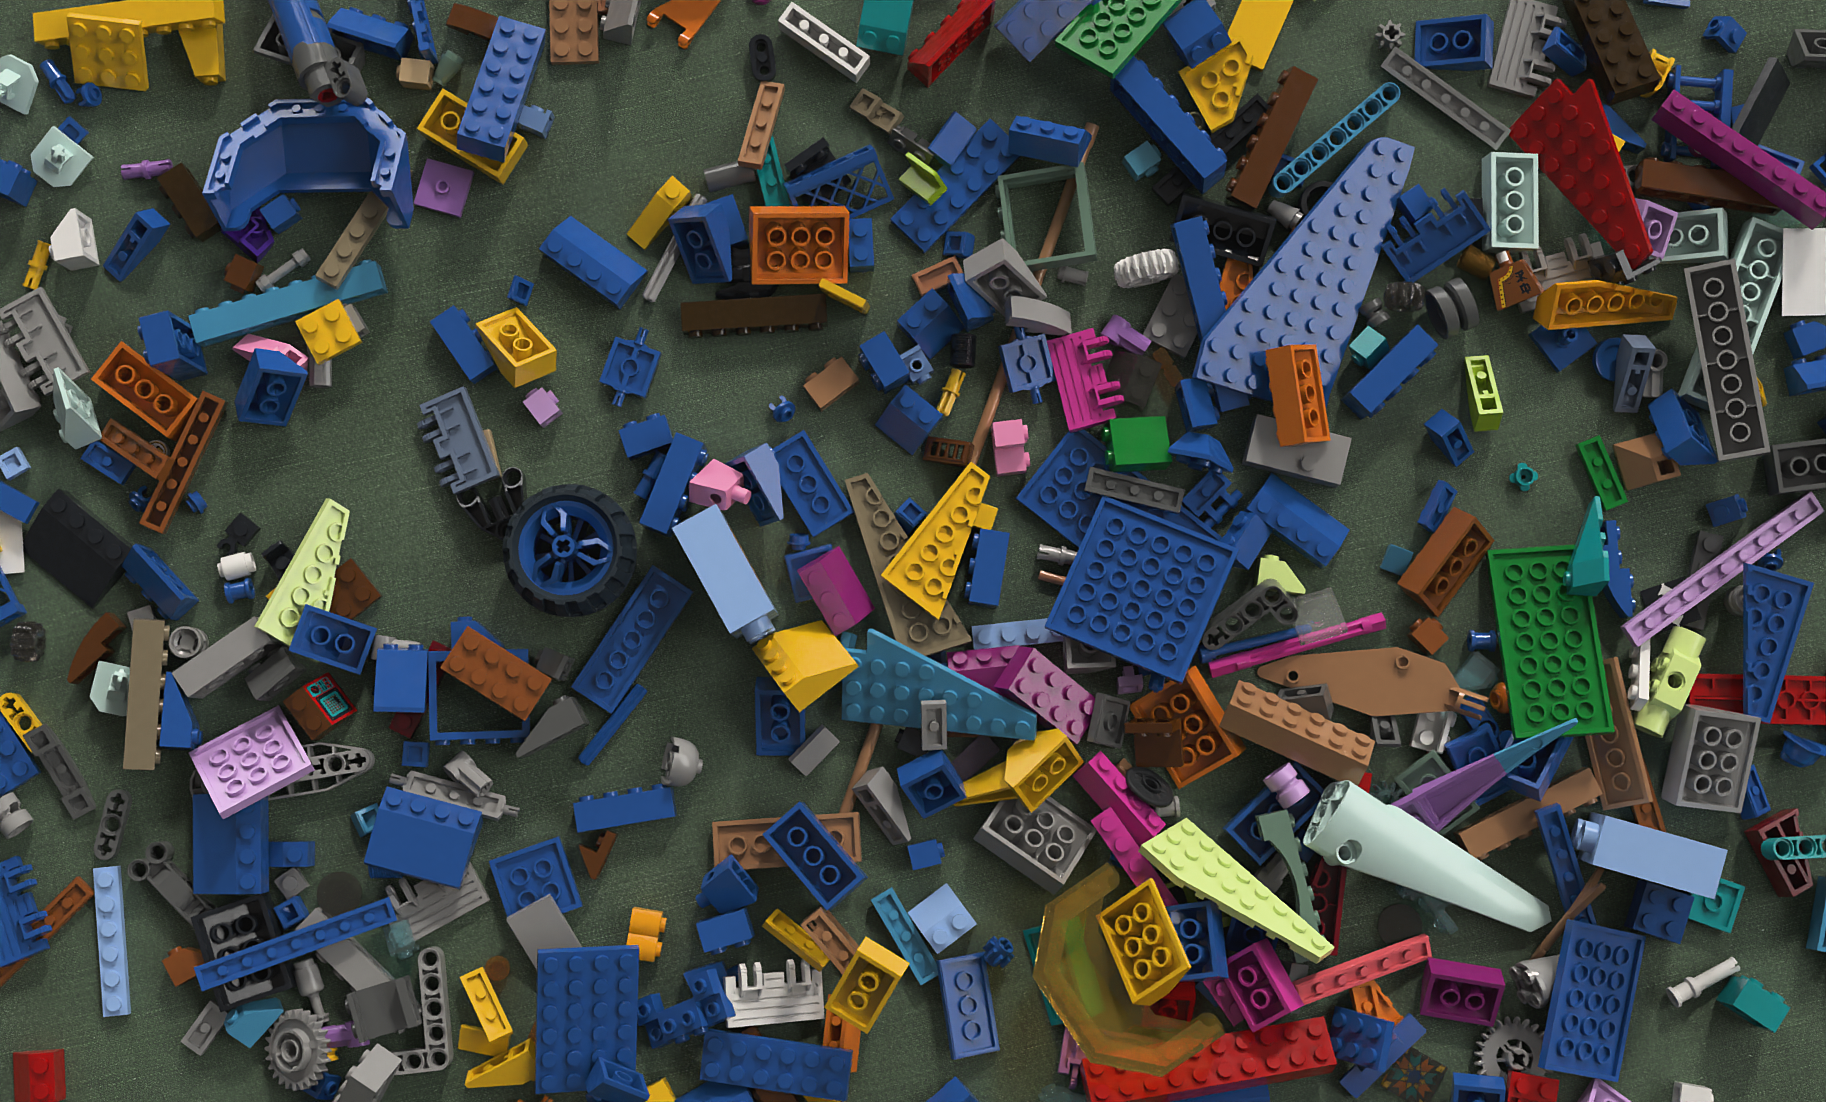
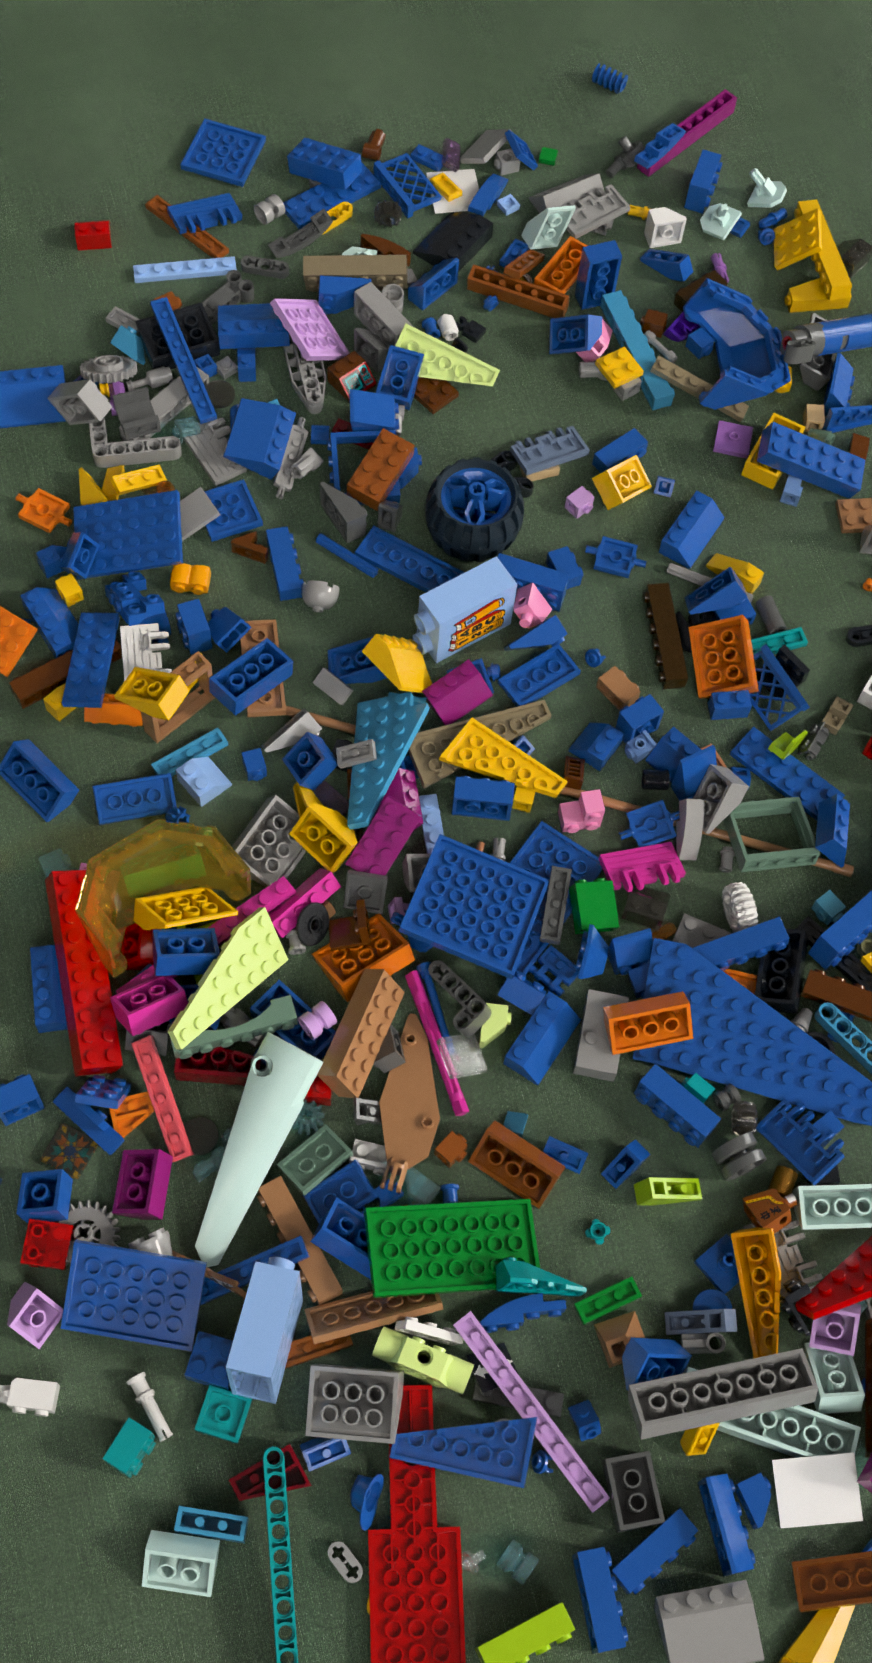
camera: 85 degrees right, 20 degrees down
(761, 125) = (812, 632): medium nougat plate -> none
(844, 296) = (687, 686): yellow tile -> none
(950, 391) = (620, 773): yellow axle -> none
(952, 139) = (823, 765): blue slope -> none
(1121, 334) = (682, 898): medium lavender piece -> none
(1448, 795) = (312, 1159): medium lavender plate -> none

